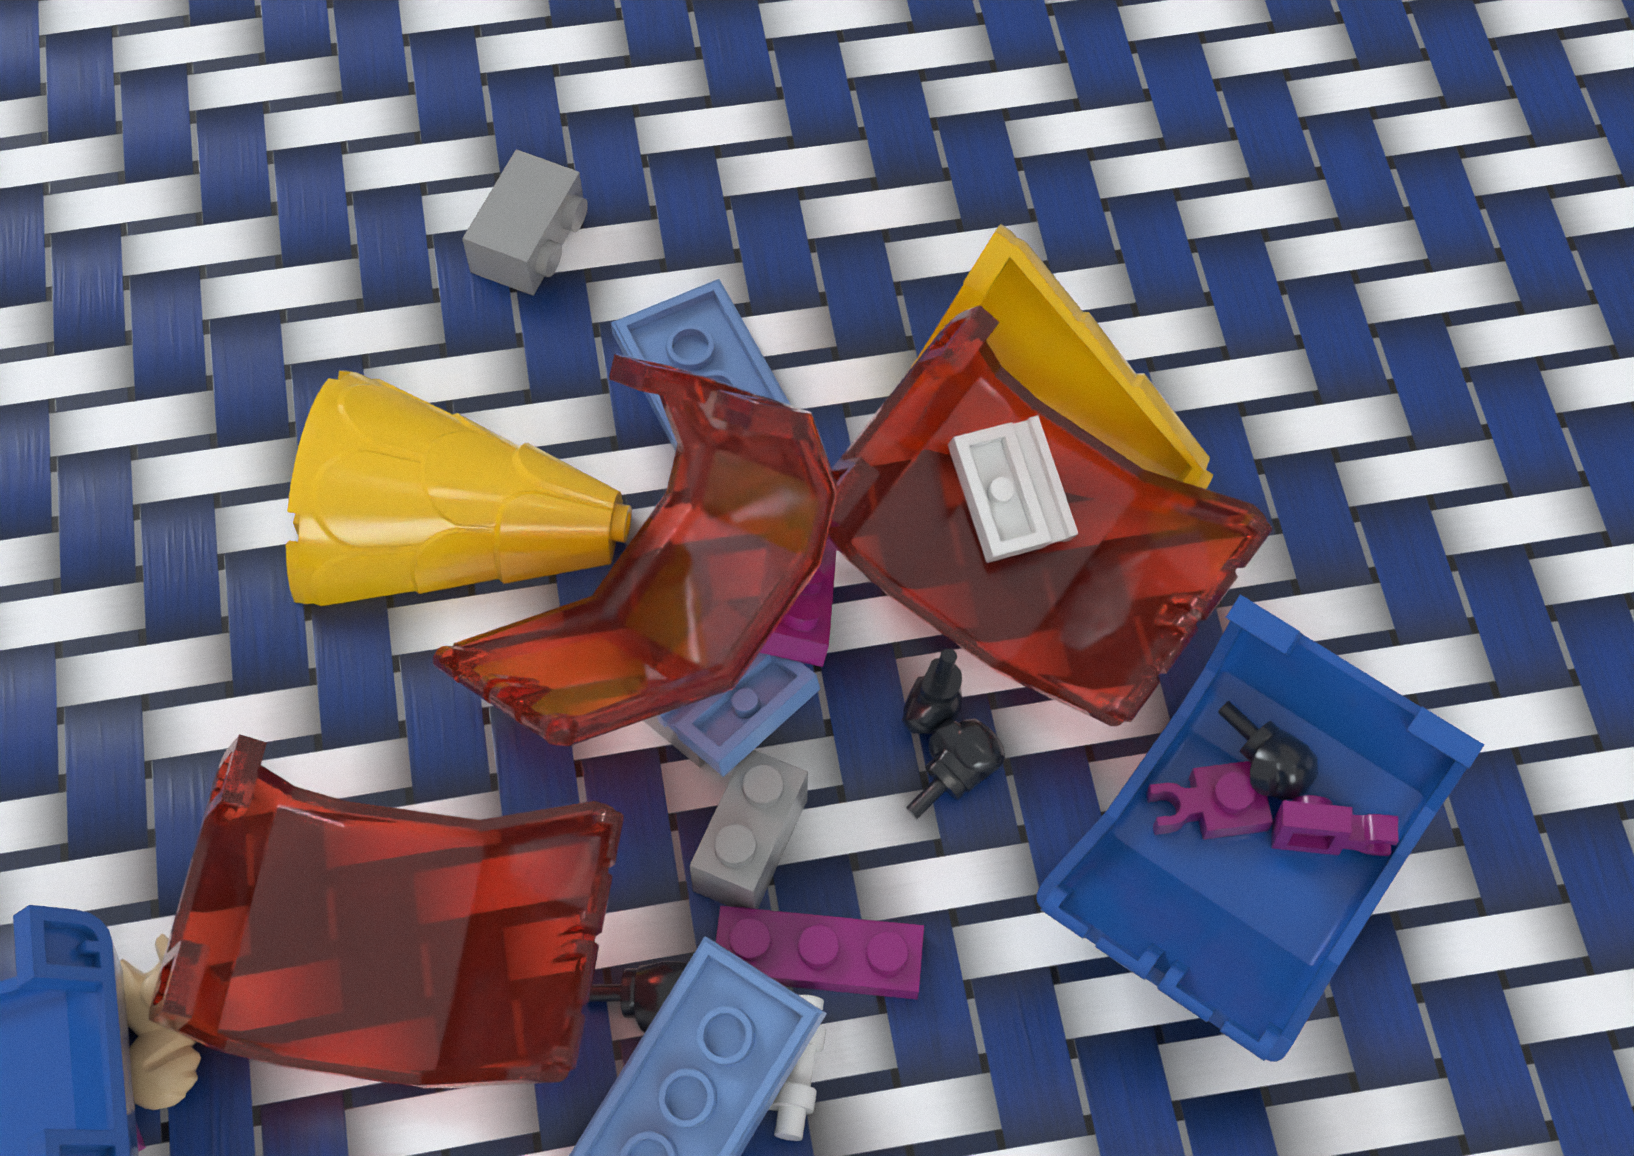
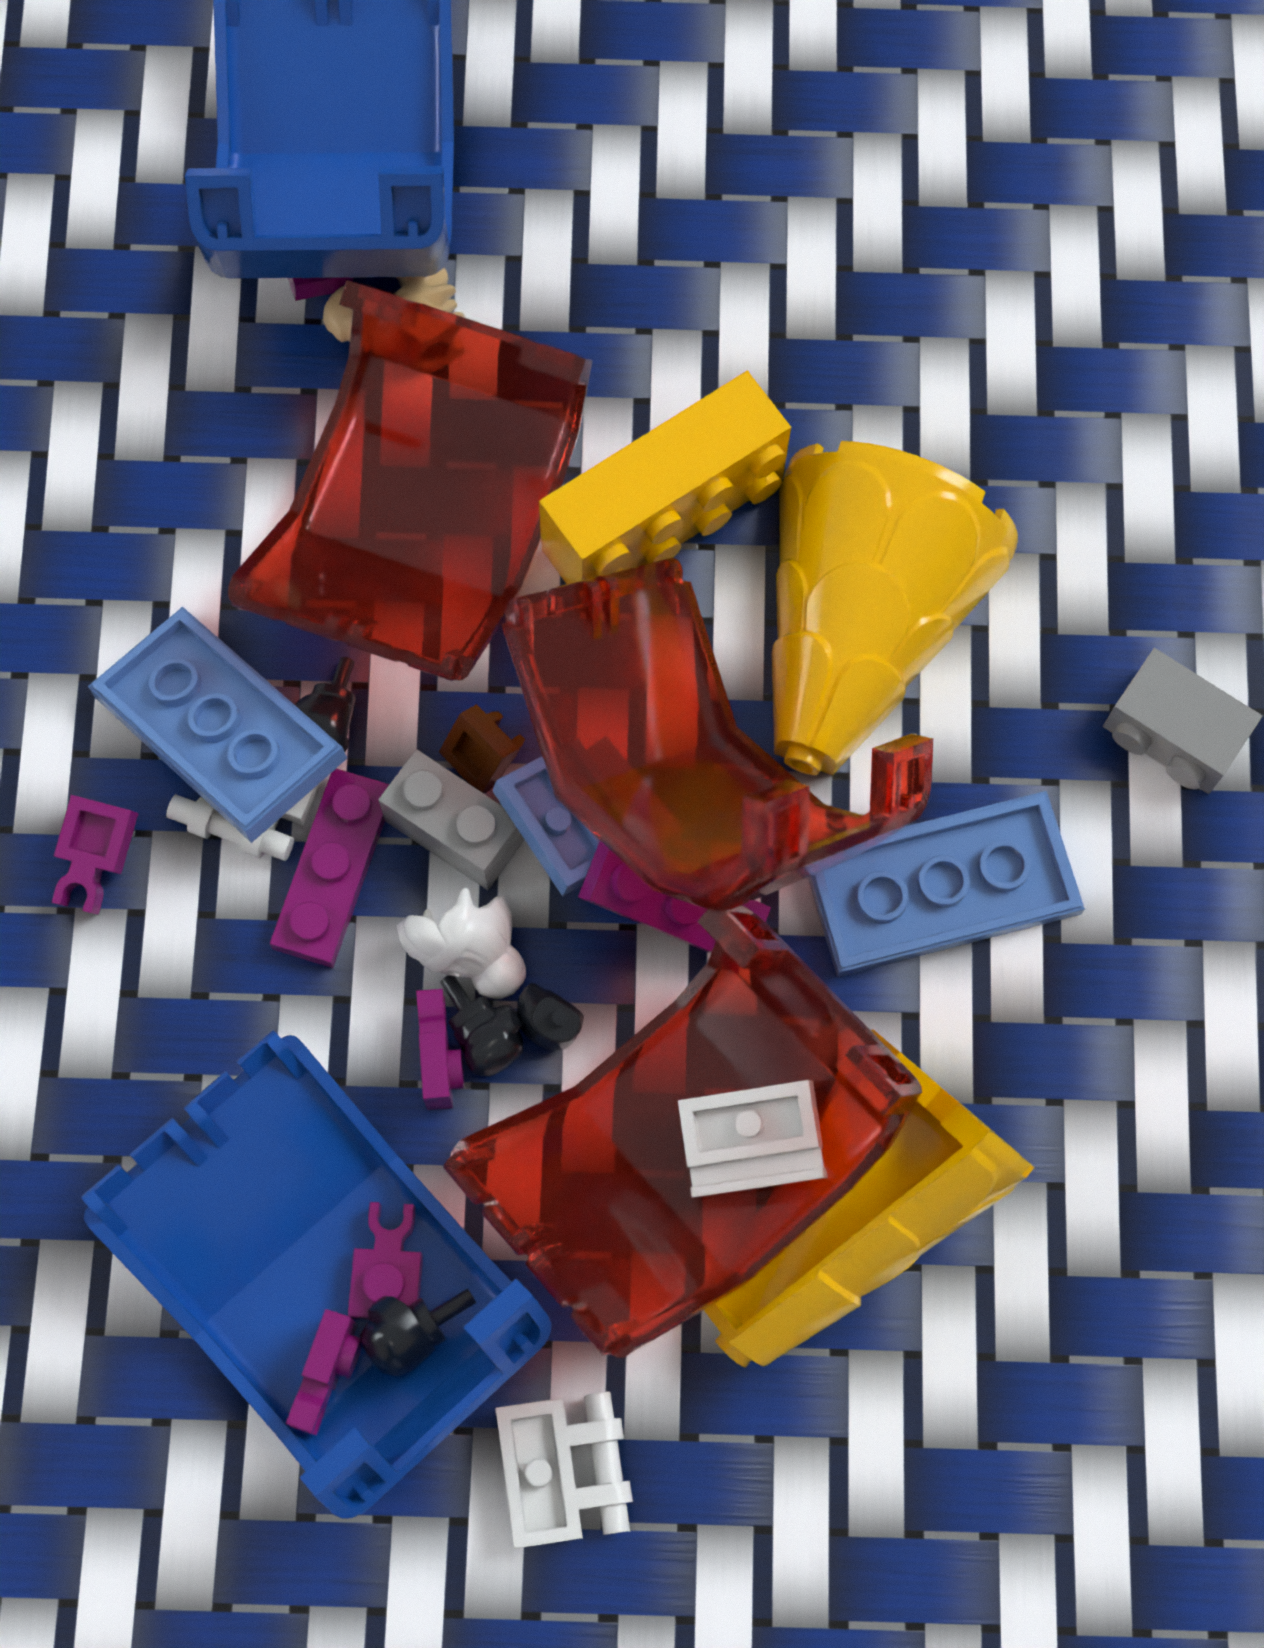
camera: 100 degrees right, 10 degrees up
(355, 682) = (668, 484): none -> yellow brick
(666, 823) = (480, 748): none -> reddish brown tile
(875, 789) = (468, 945): none -> white piece
(999, 797) = (439, 1066): none -> magenta plate
(1358, 628) = (541, 1472): none -> white plate

